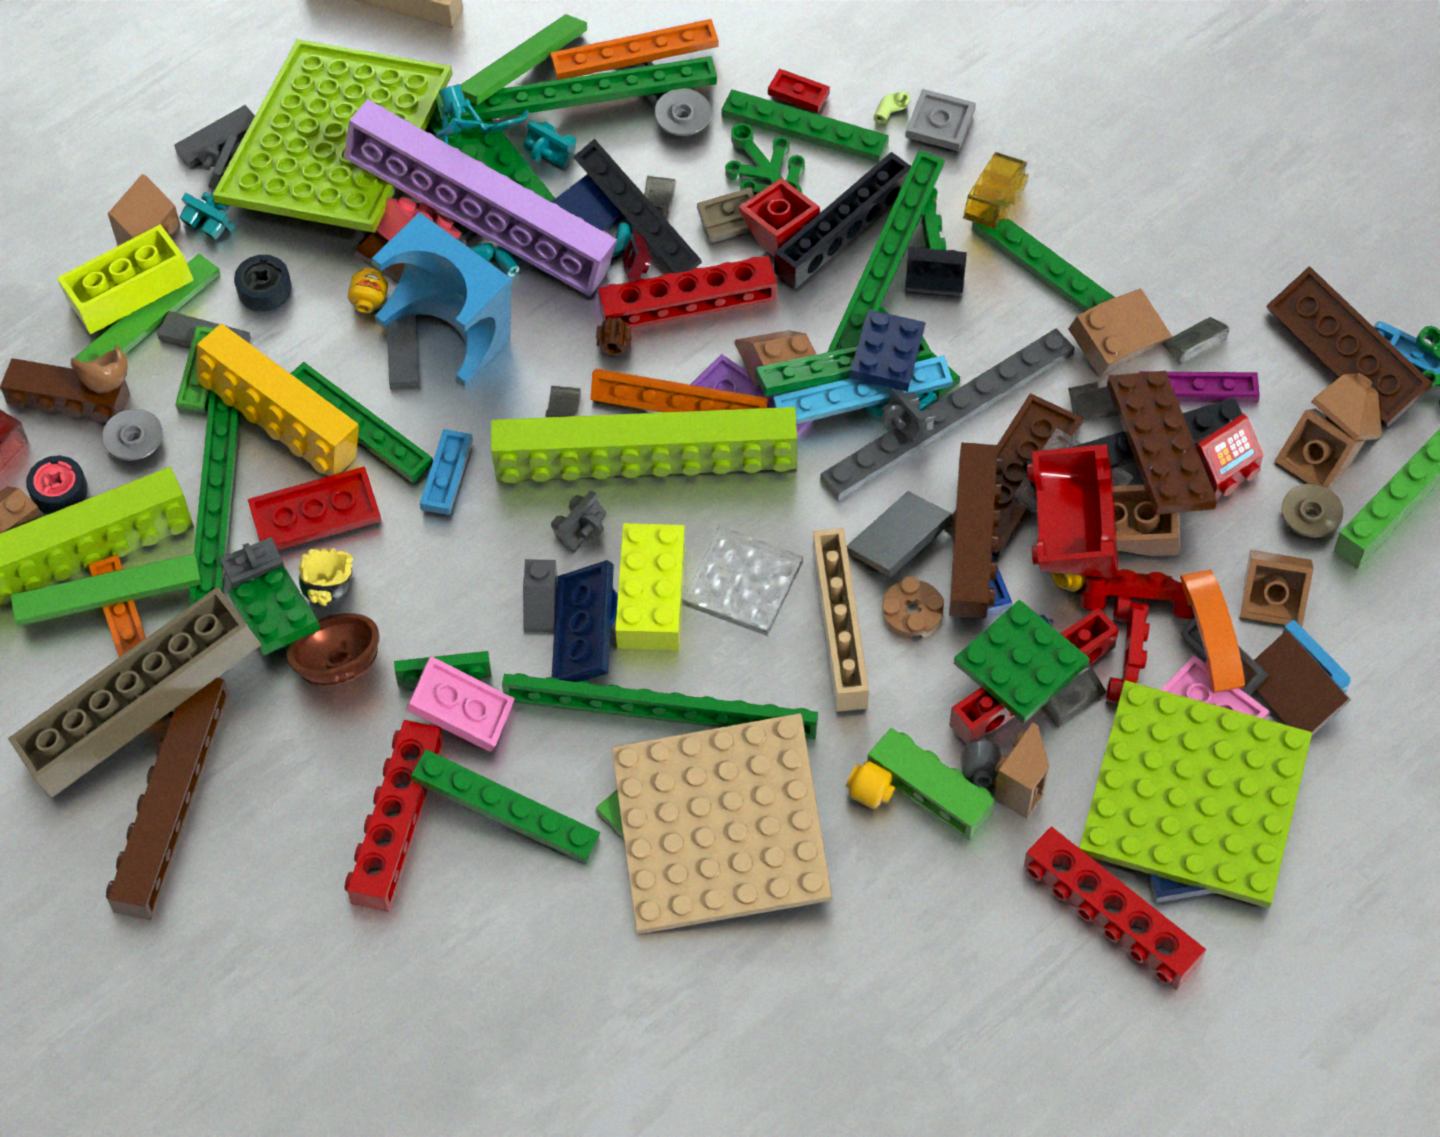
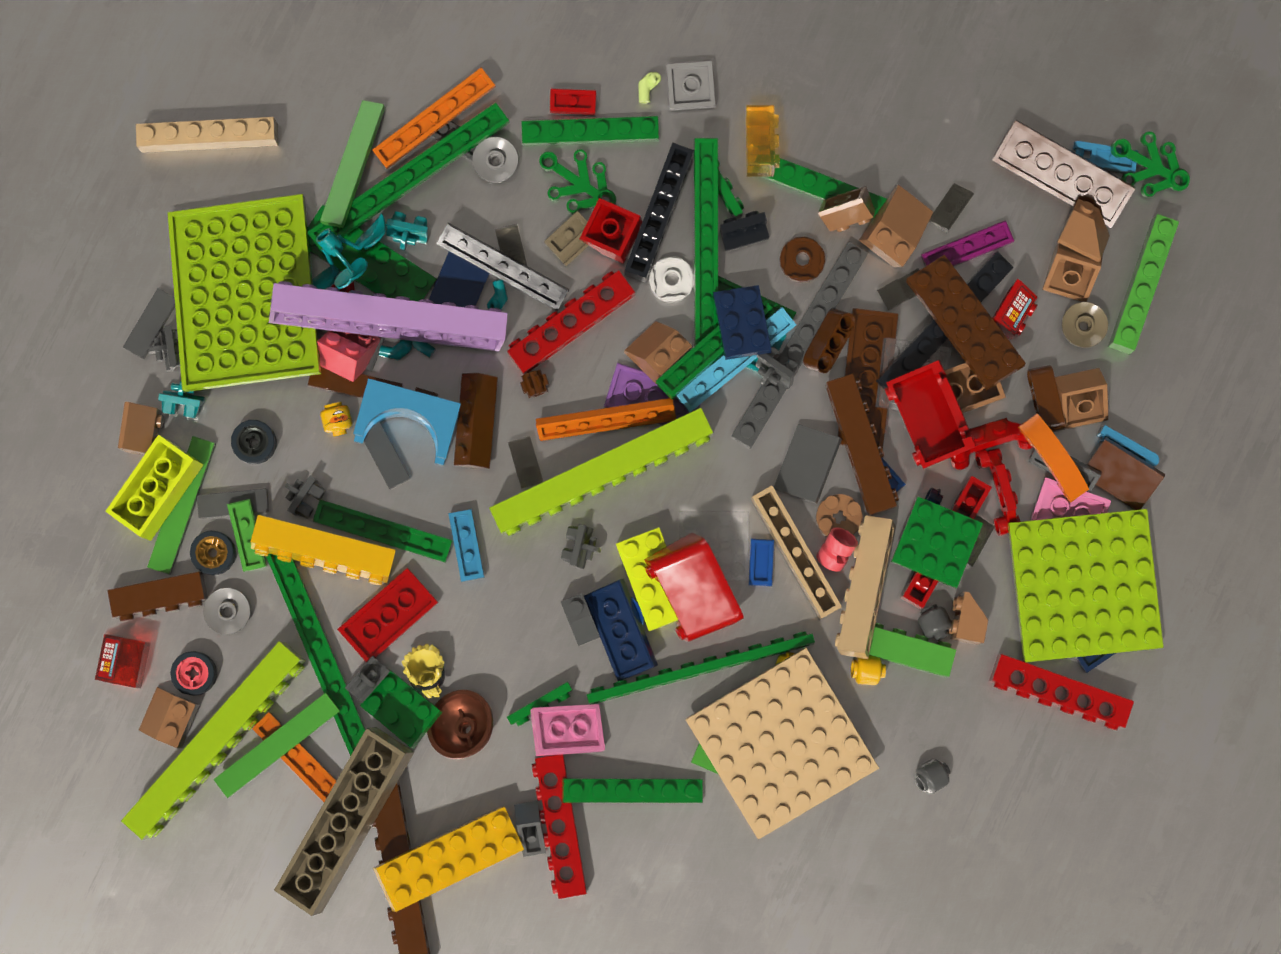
camera: 25 degrees left, 25 degrees up
(104, 373) = (183, 578): medium nougat hair -> none
(153, 373) = (205, 543): none -> wheel
(236, 786) = (448, 858): none -> yellow brick
(291, 349) = (298, 505): none -> dark grey hips
(354, 803) = (530, 828): none -> dark grey slope
(524, 346) = (475, 421): none -> reddish brown brick
(636, 257) = (521, 311): dark red plate -> none
(694, 601) = (694, 587): none -> windscreen
(792, 622) = (761, 562): none -> blue tile
(825, 282) = (675, 292): none -> white tile
(898, 942) = (932, 776): none -> dark grey head
(900, 624) = (837, 549): none -> coral wheel
(907, 685) = (866, 587): none -> tan brick
(991, 343) = (797, 272): none -> reddish brown tile
(997, 410) = (829, 341): none -> reddish brown beam
(1066, 285) = (847, 209): none -> medium nougat slope
(1232, 567) = (1046, 397): none -> reddish brown beam

